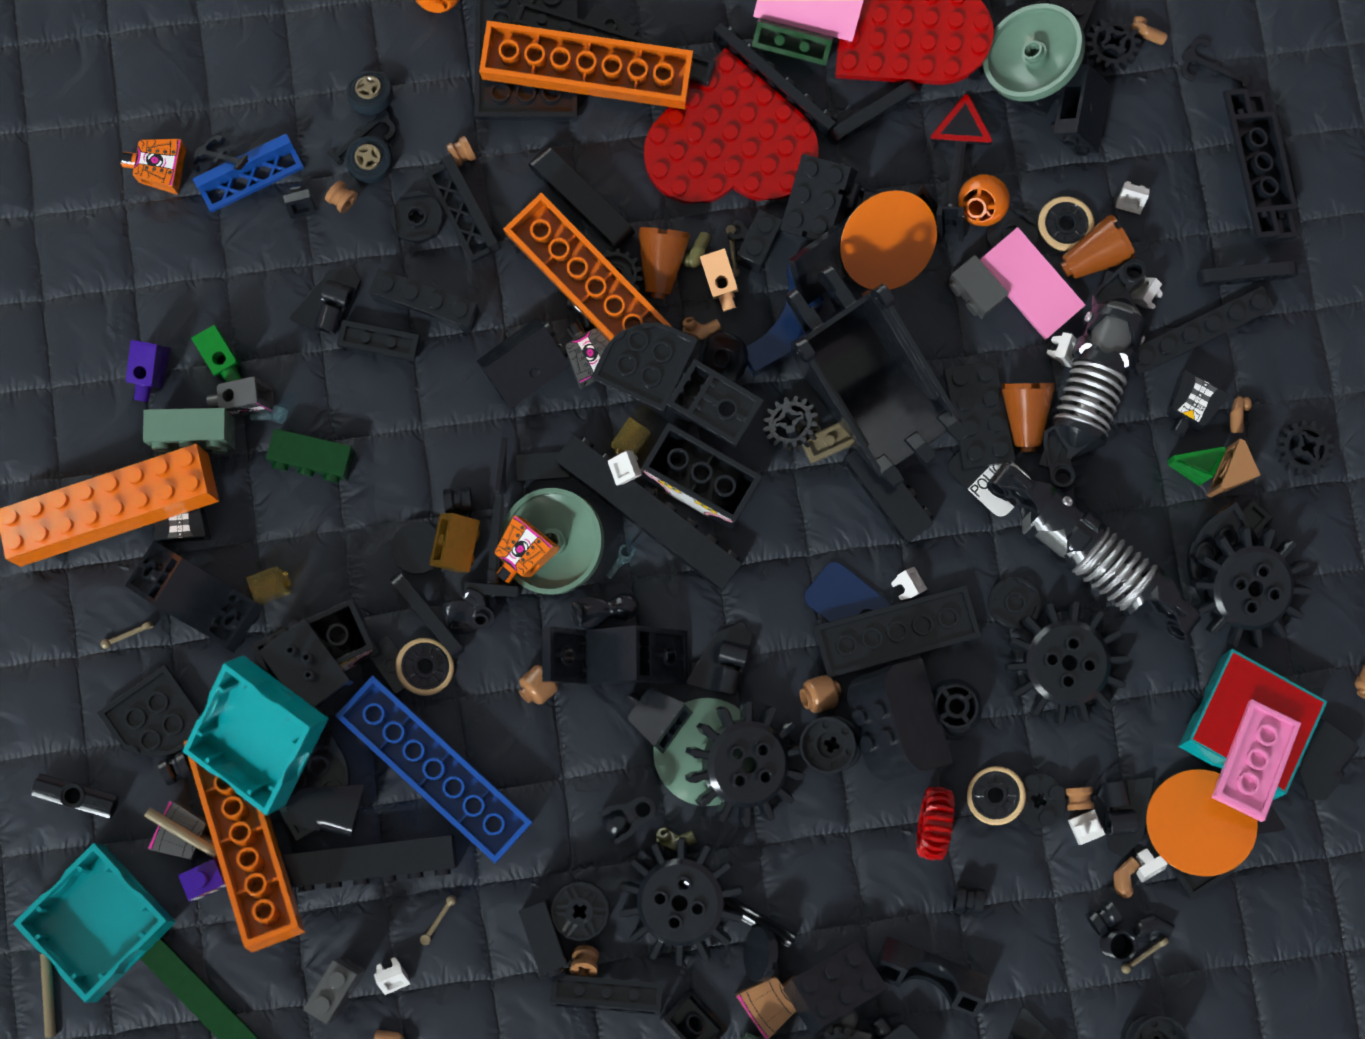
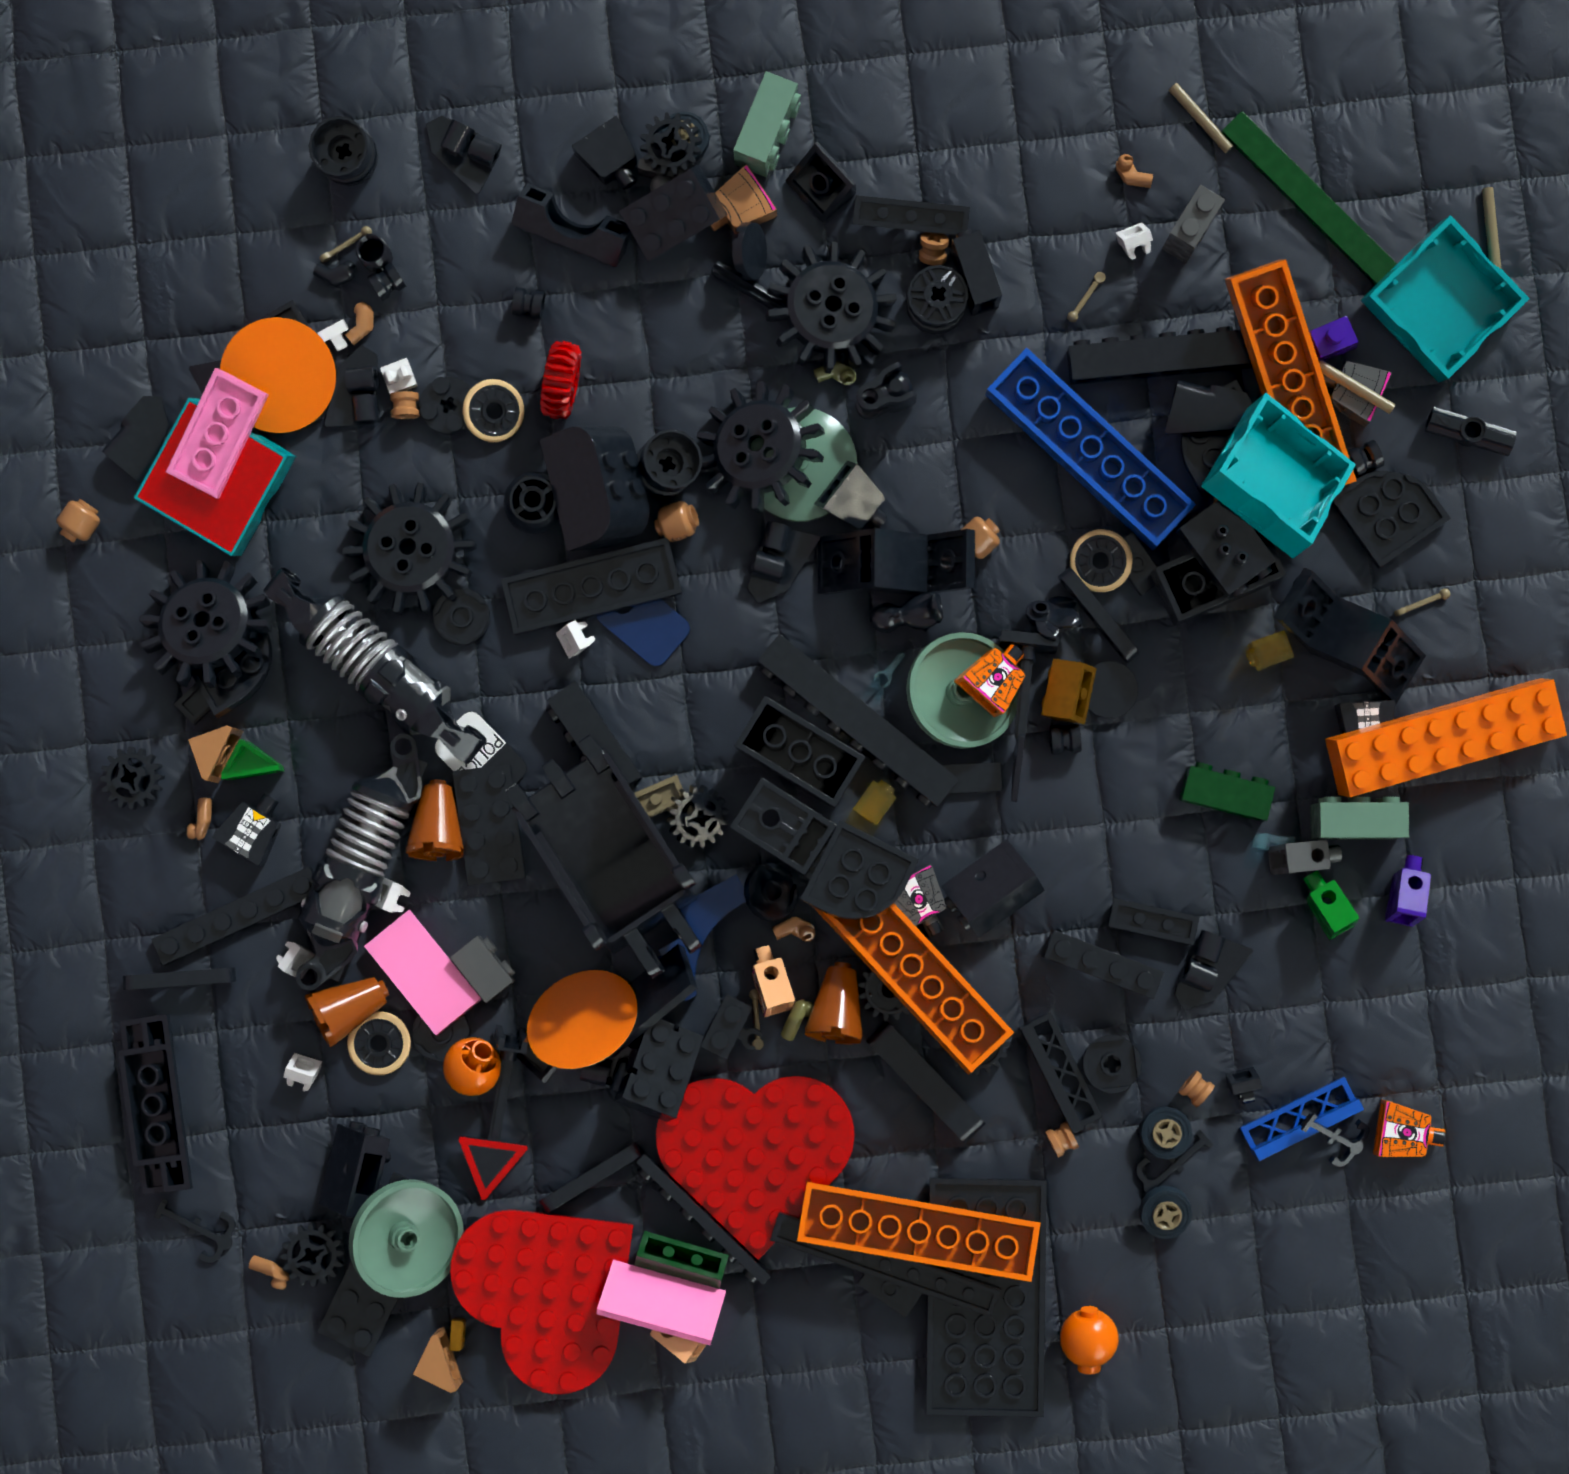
camera: 165 degrees left, 5 degrees up
(624, 467) = (882, 765): white tile -> none

